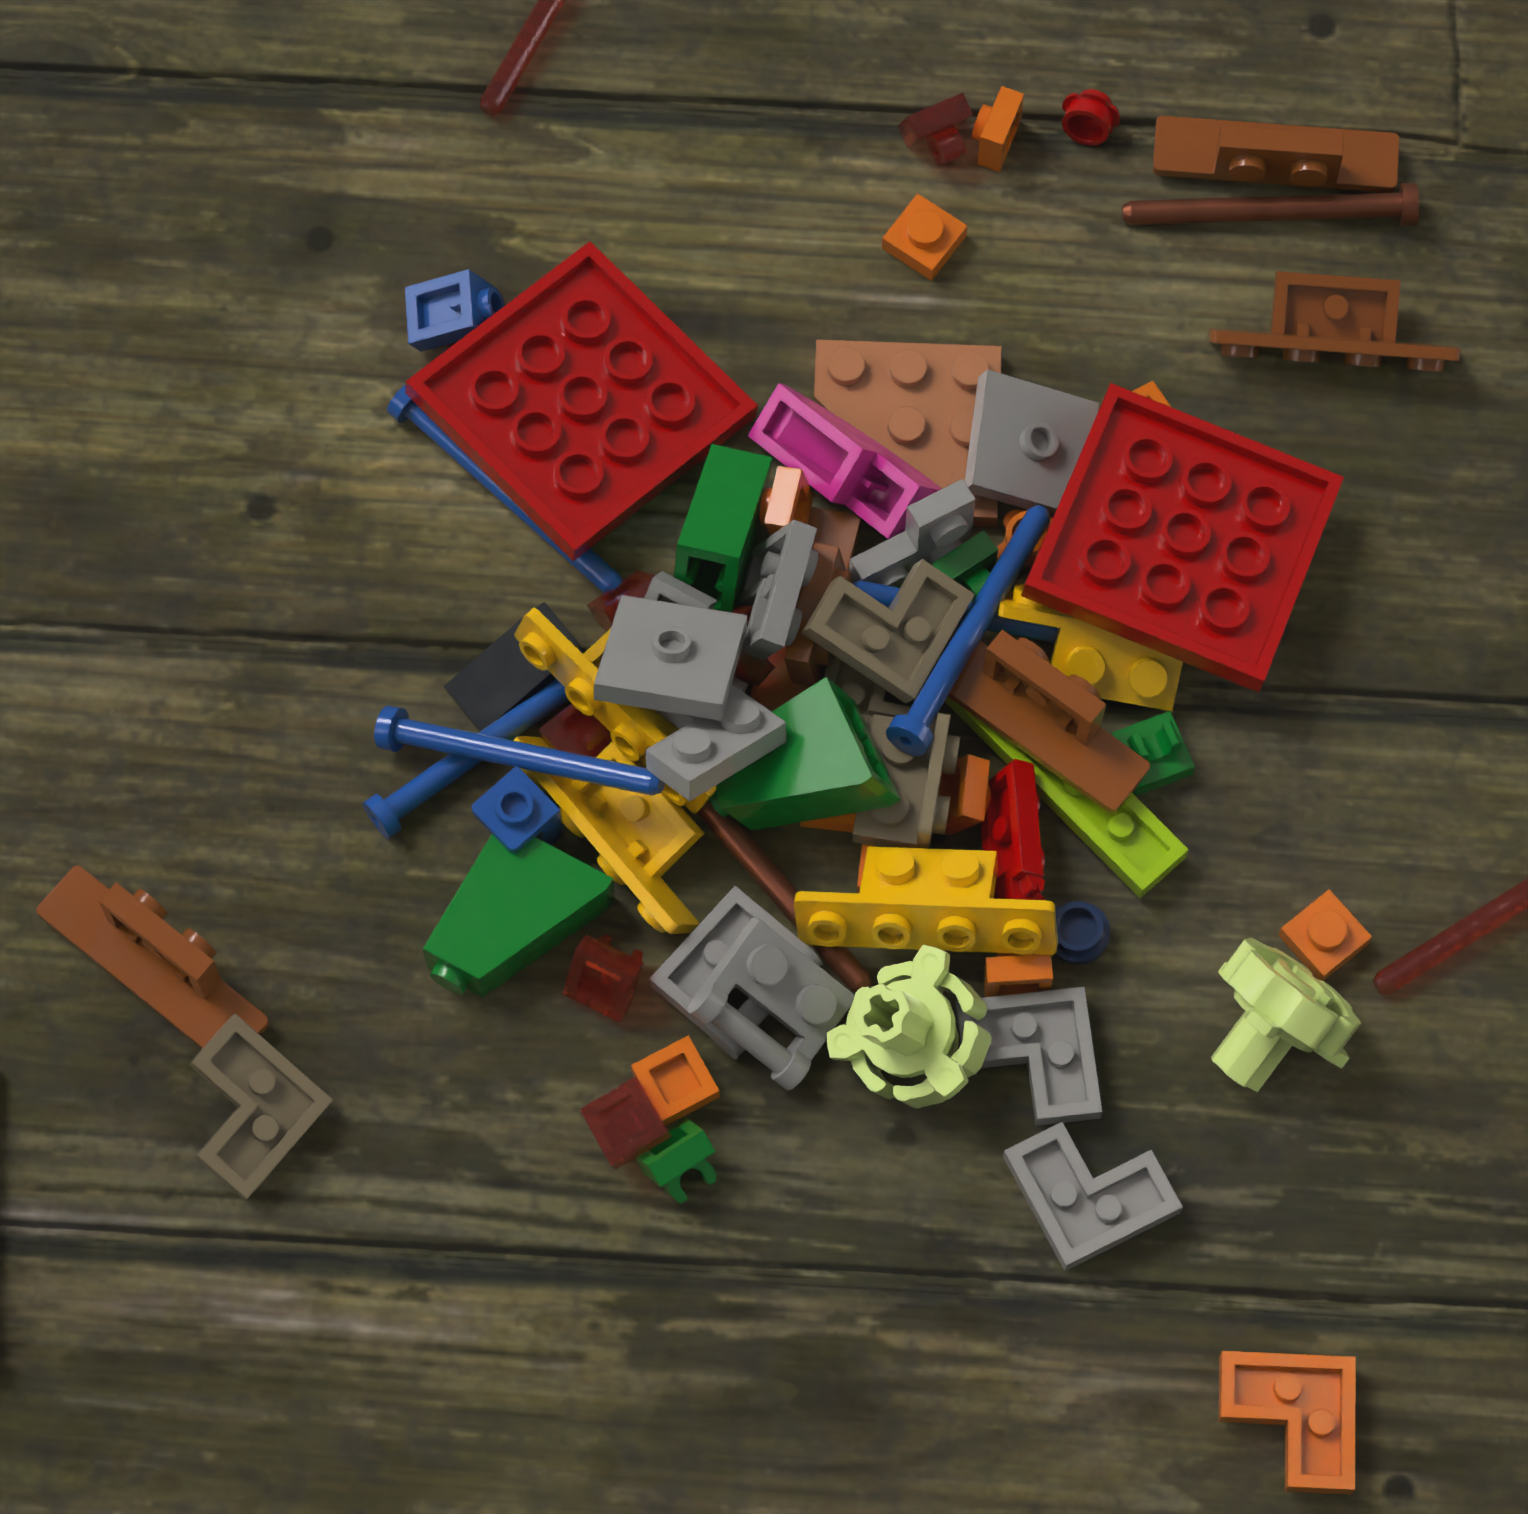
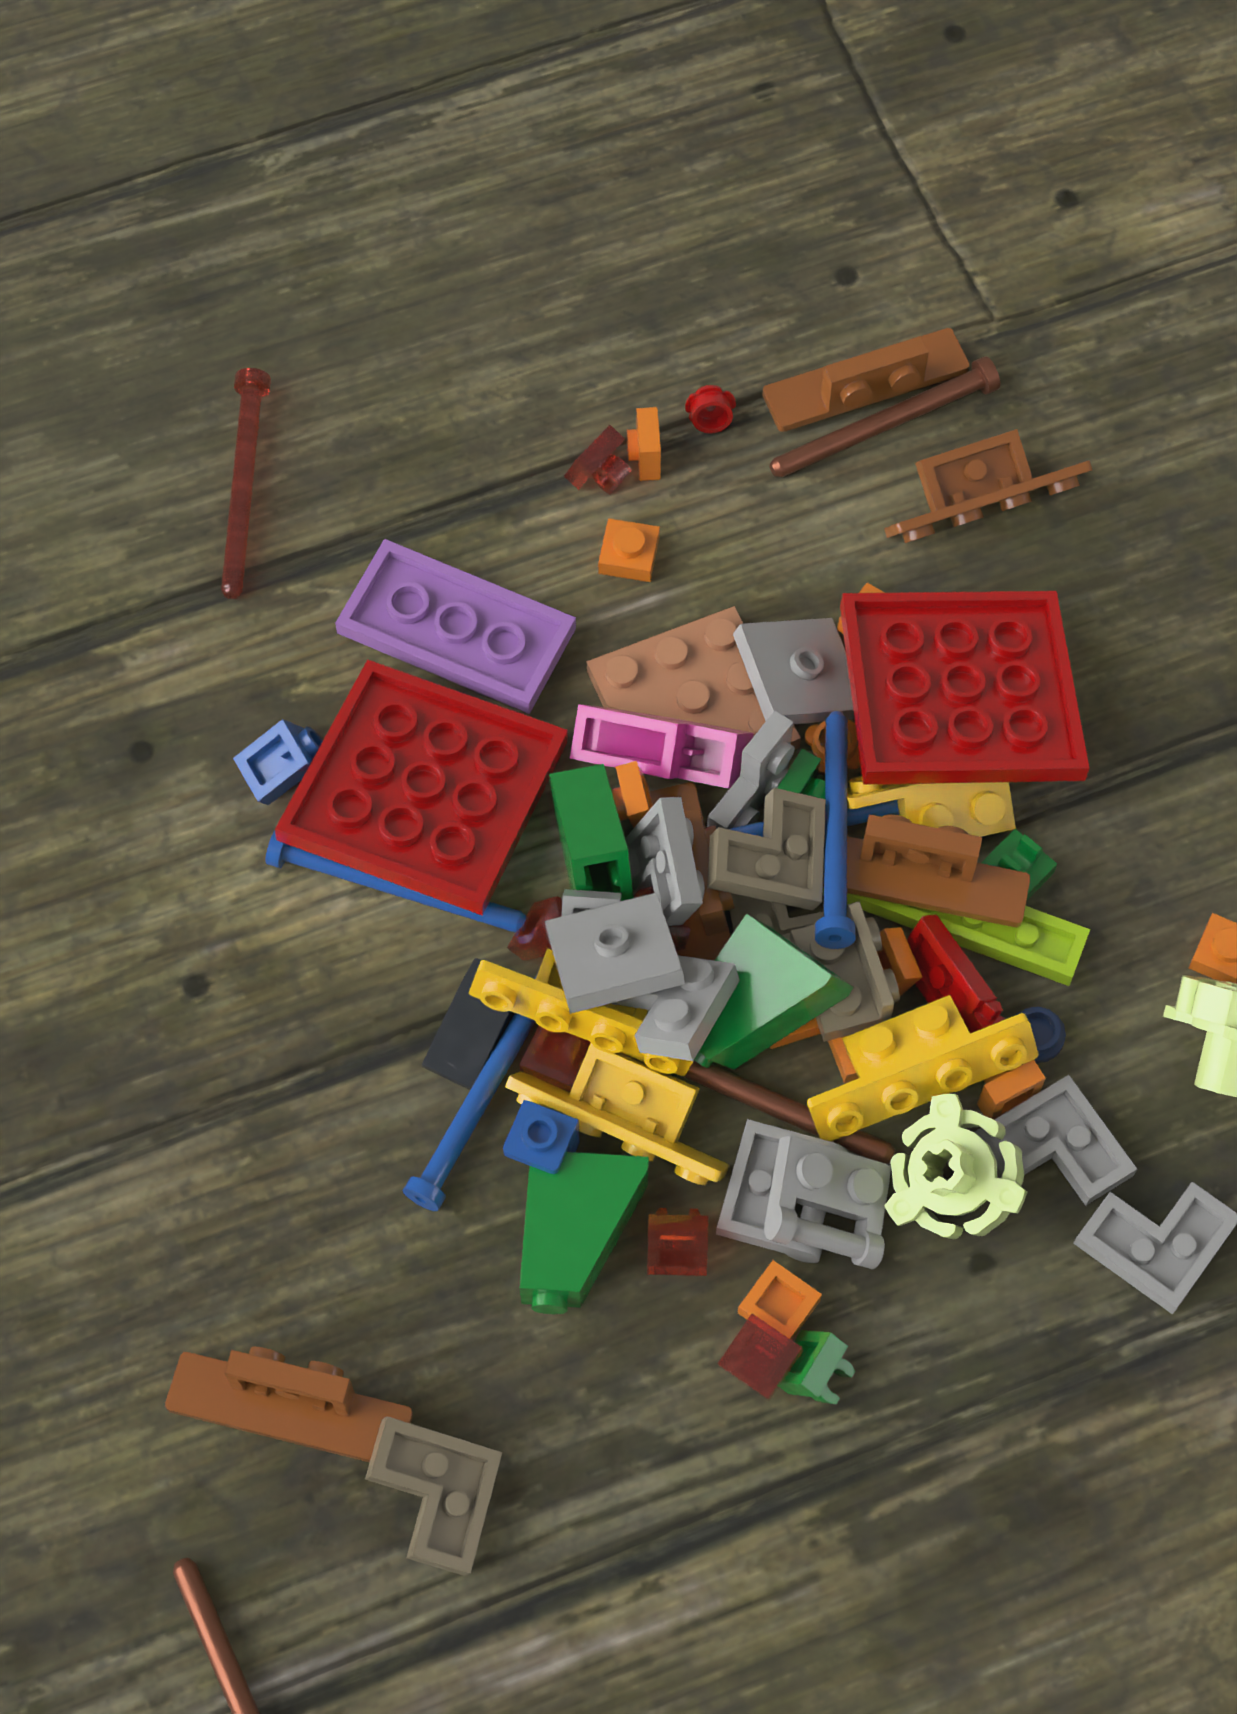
camera: 25 degrees left, 5 degrees down
(395, 729) = (402, 1115): blue bar -> none
(701, 243) = (456, 625): none -> medium lavender plate

